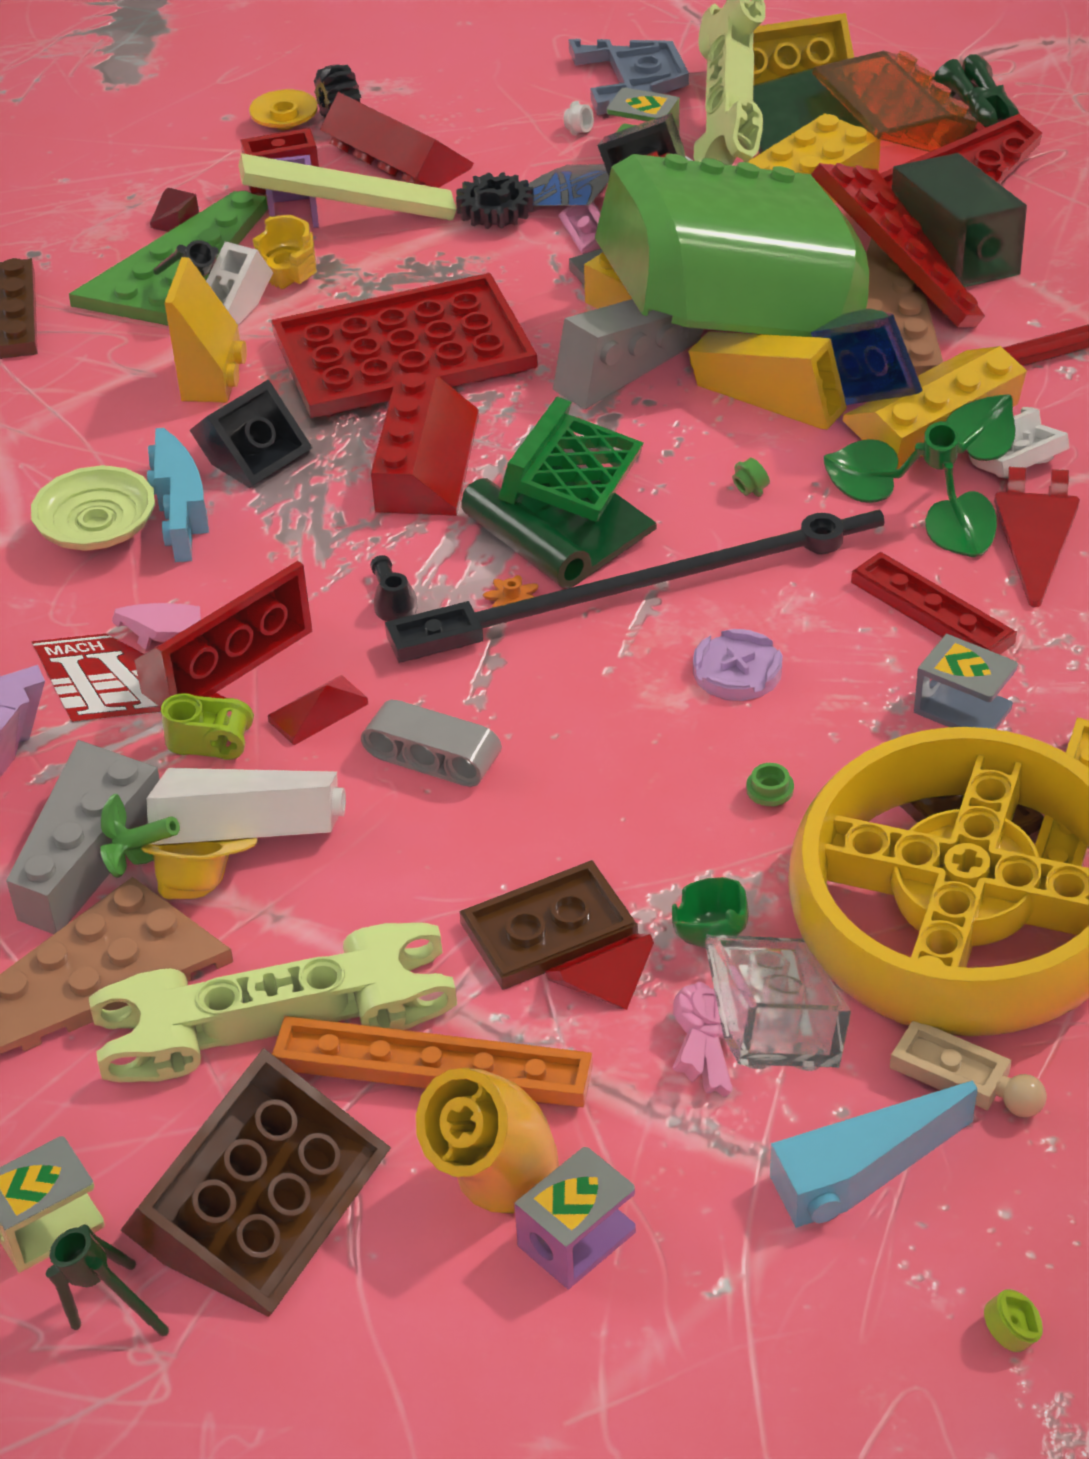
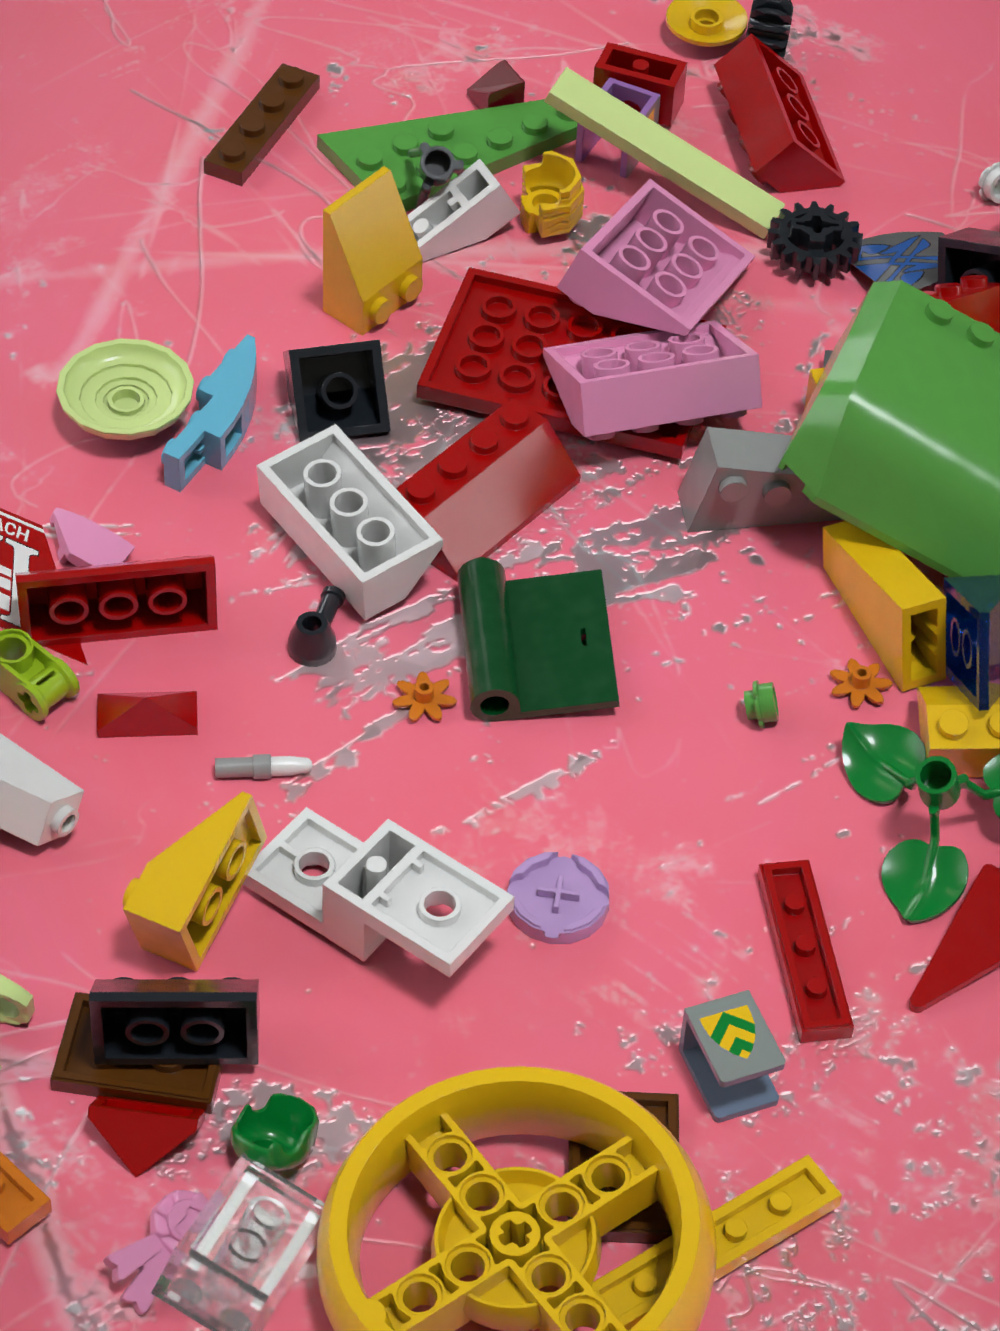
camera: 30 degrees right, 5 degrees up
(352, 505) = (348, 520): none -> white slope
(408, 256) = (655, 264): none -> bright pink slope
(431, 742) = (187, 787): light grey beam -> none
(445, 694) = (261, 766): none -> light grey piece
(461, 626) = (340, 700): black bar -> none
(484, 318) = (655, 379): none -> bright pink slope
(495, 797) = (194, 882): none -> yellow slope
(545, 447) = (566, 560): green fence -> none
(571, 876) = (175, 1021): none -> black slope
(634, 702) = (379, 891): none -> white bracket
(770, 785) = (461, 1029): bright green plate -> none
(796, 436) = (860, 683): none -> orange plant

